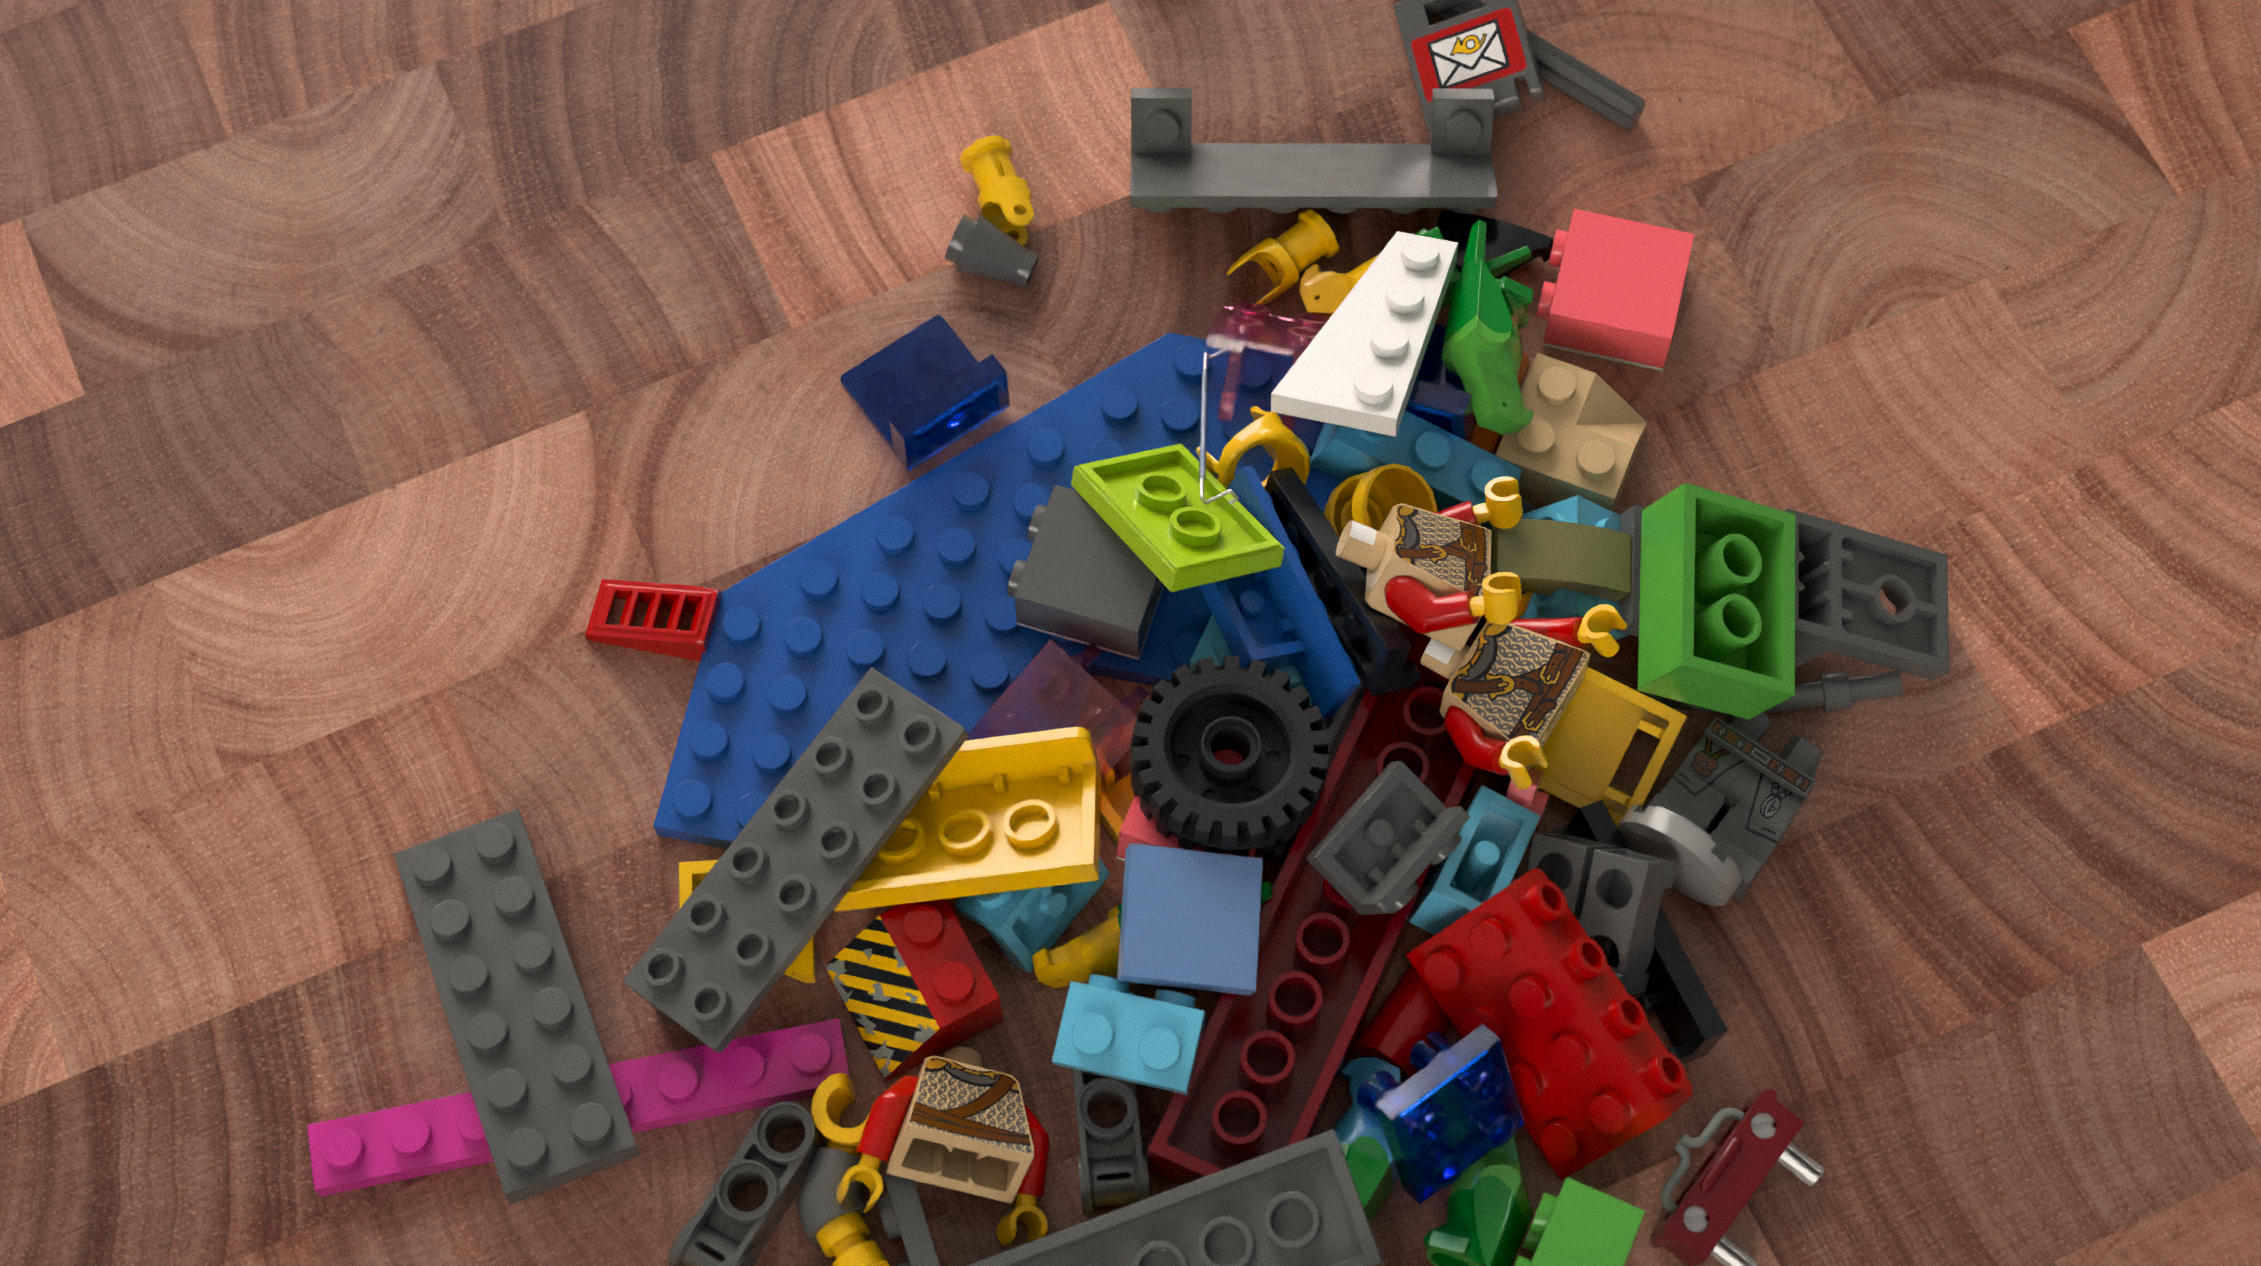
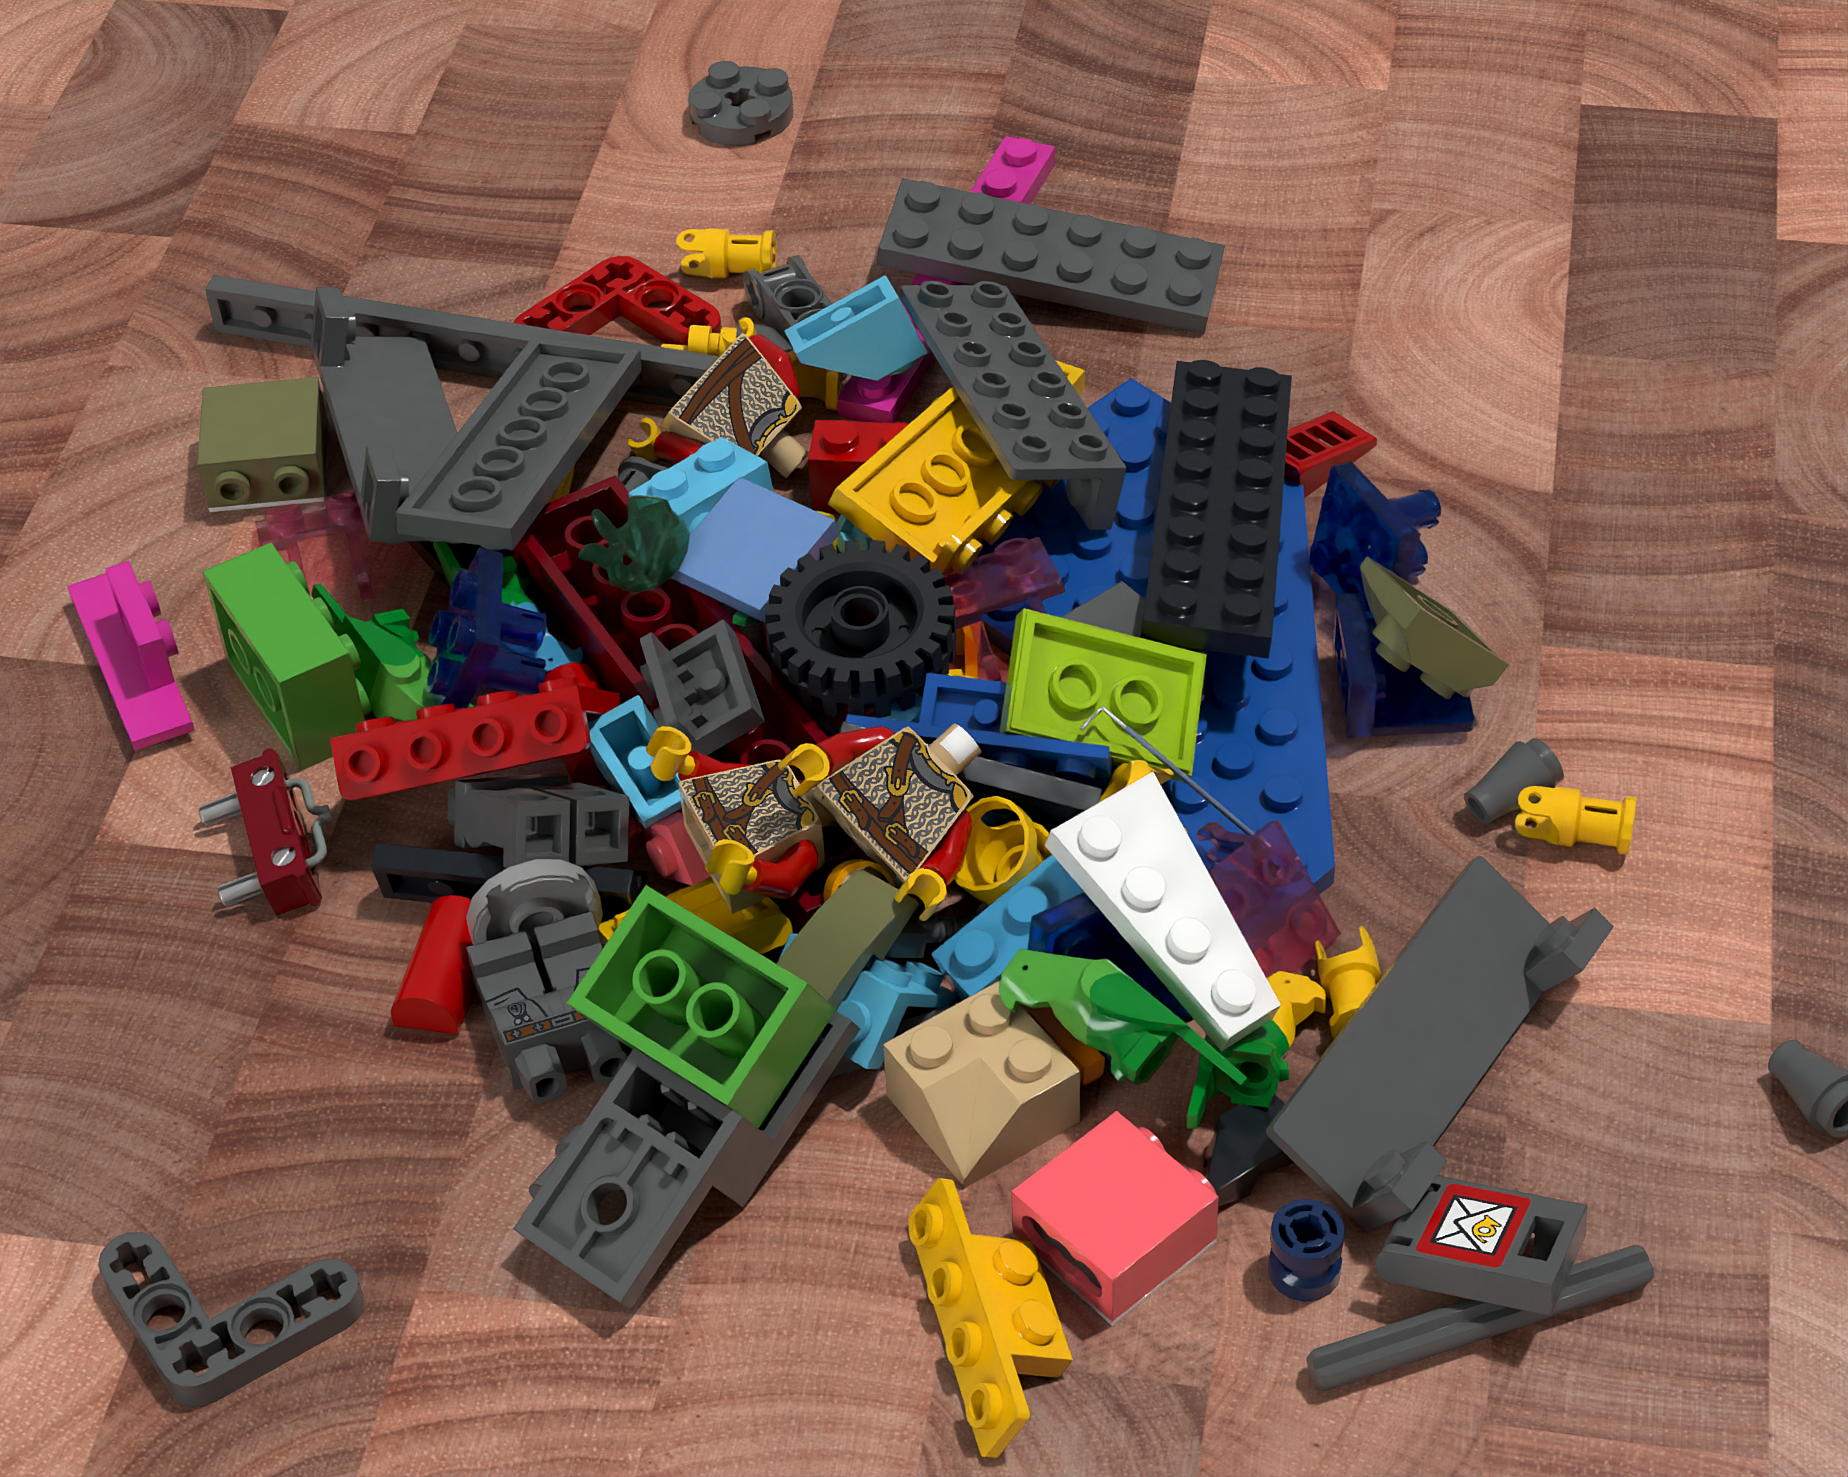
camera: 125 degrees right, 20 degrees down
(799, 465) = (1363, 523): none -> clear blue plate
(803, 1063) = (860, 334): none -> medium azure slope
(834, 599) = (1219, 511): none -> black plate
(894, 356) = (1427, 635): none -> olive slope
(1253, 987) = (652, 539): none -> clear green piece
(1550, 160) = (1306, 1250): none -> dark blue wheel
(1752, 327) = (990, 1313): none -> yellow bracket
(1752, 930) = (439, 974): none -> red brick
(2190, 846) = (202, 1338): none -> dark grey beam

